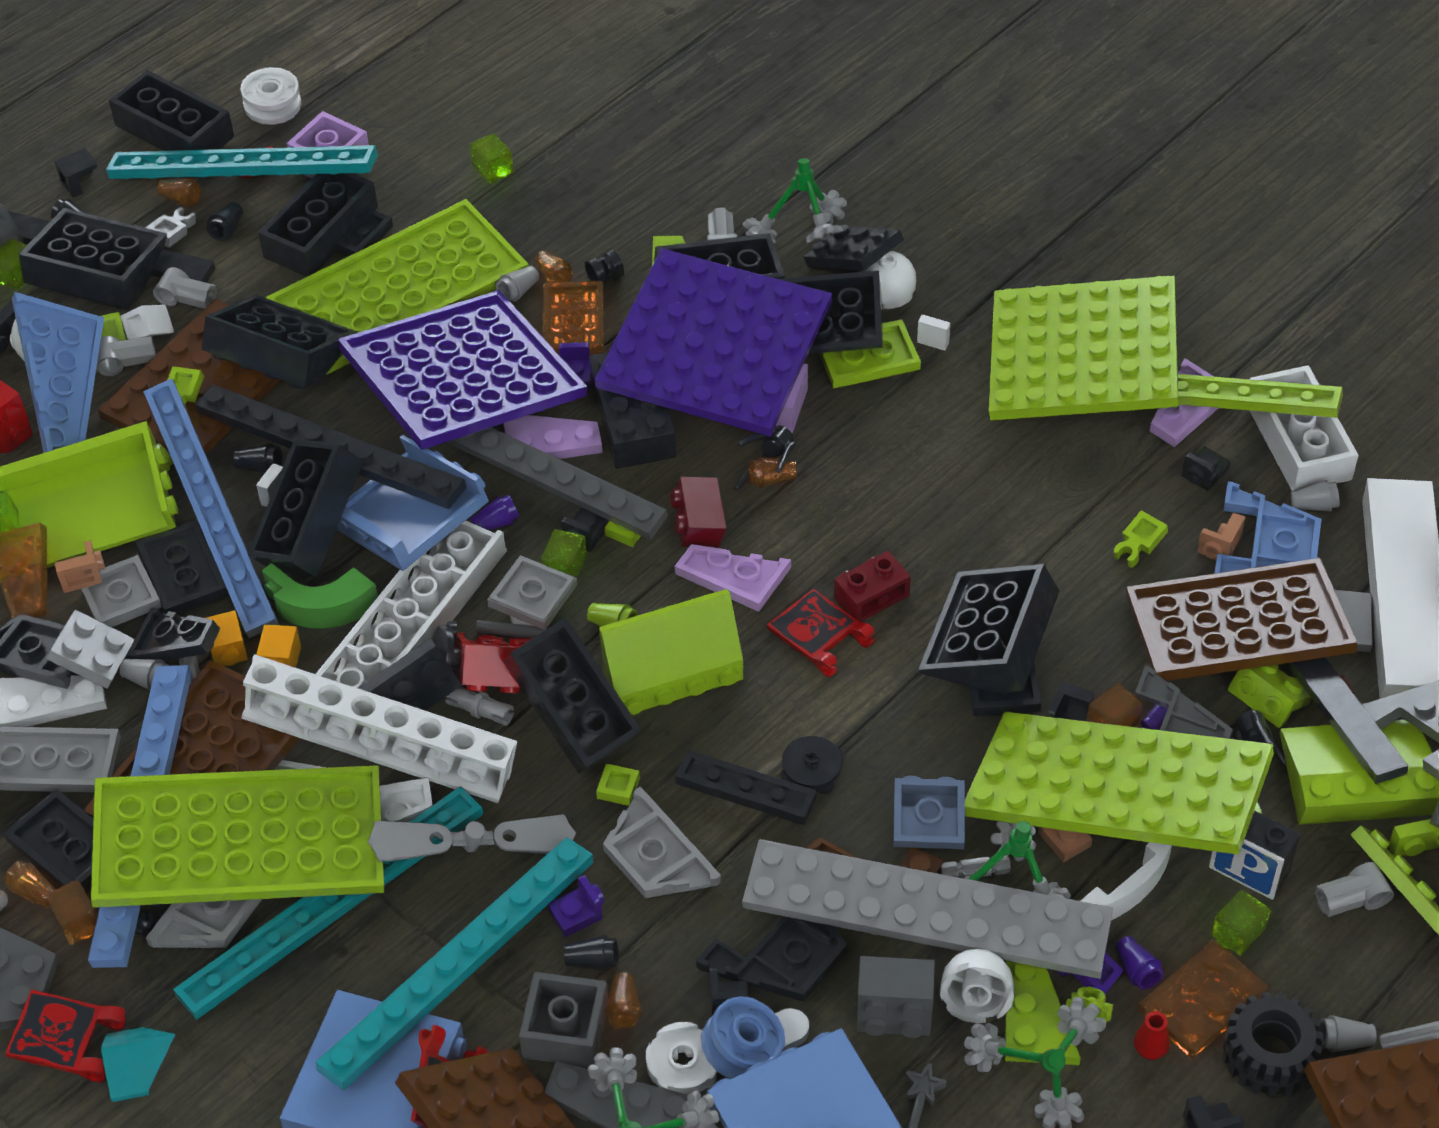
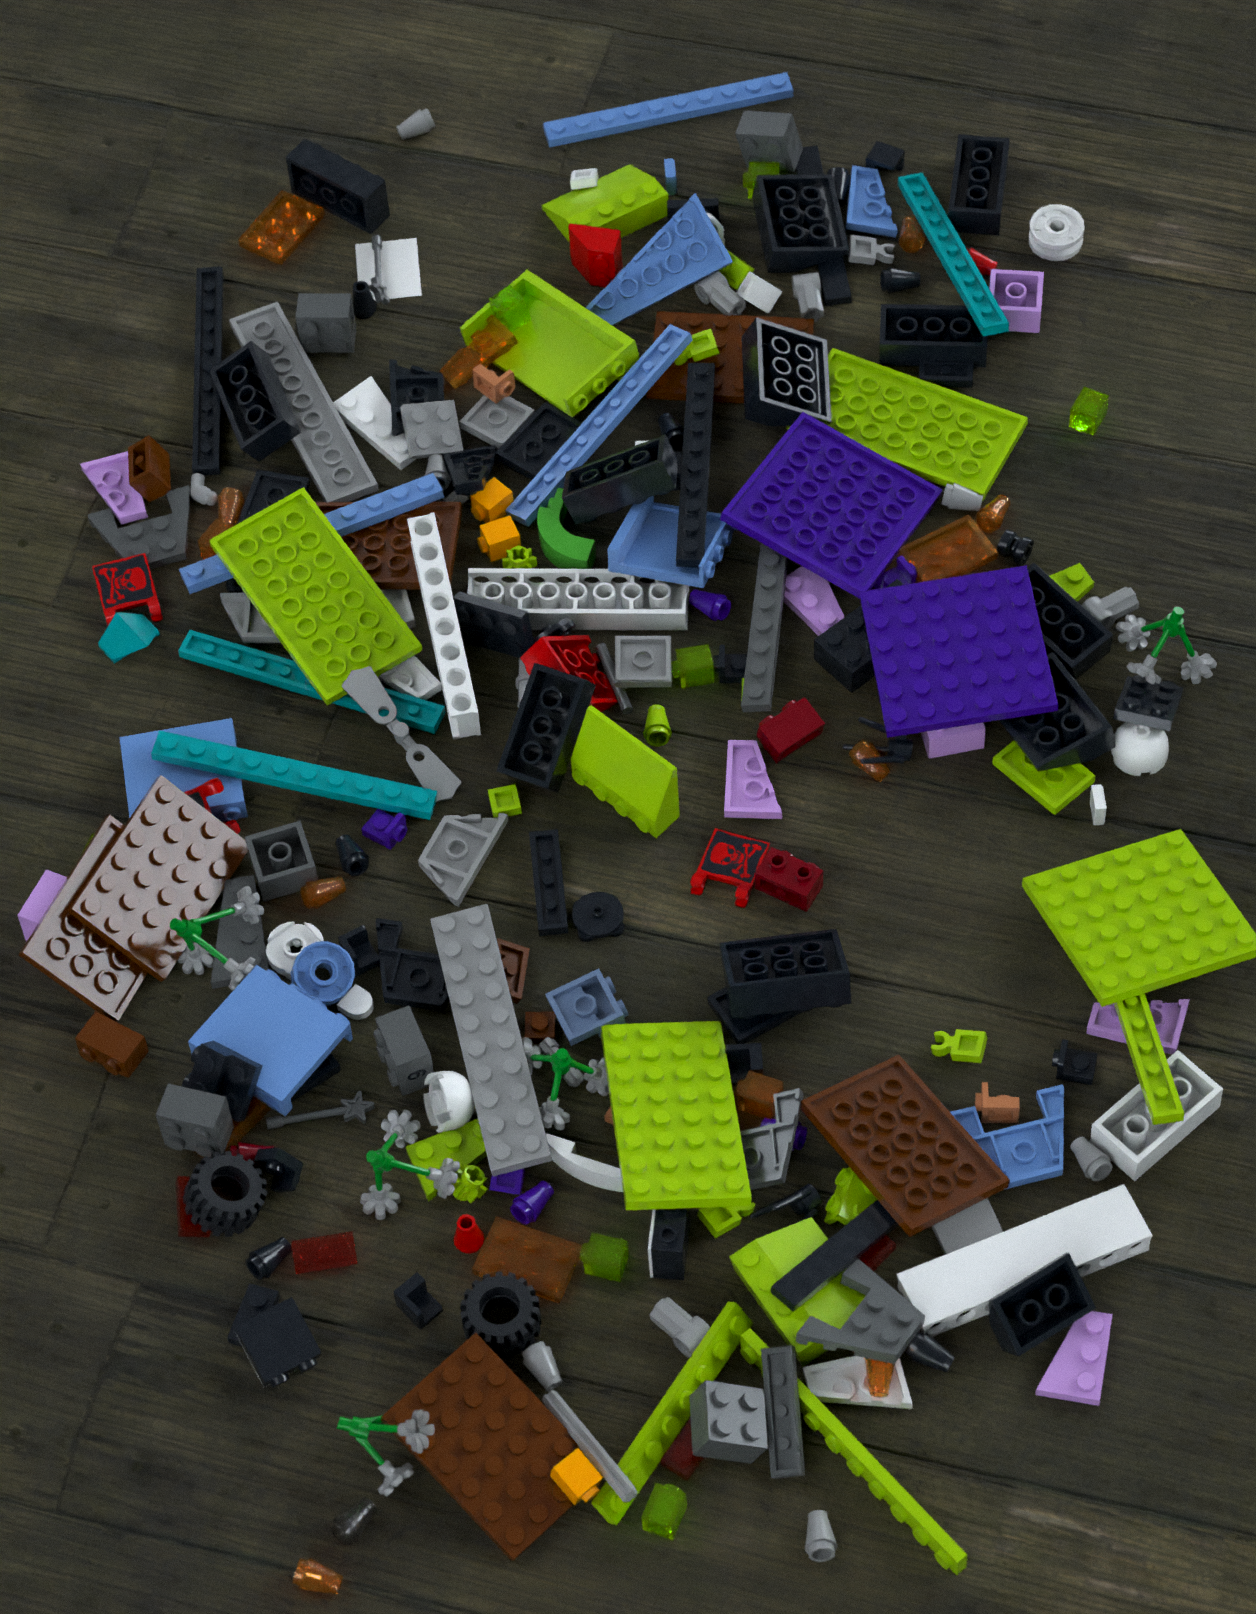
camera: 65 degrees right, 5 degrees up
(106, 203) = (867, 205): none -> medium blue wing
(320, 645) = (519, 558): none -> lime gear

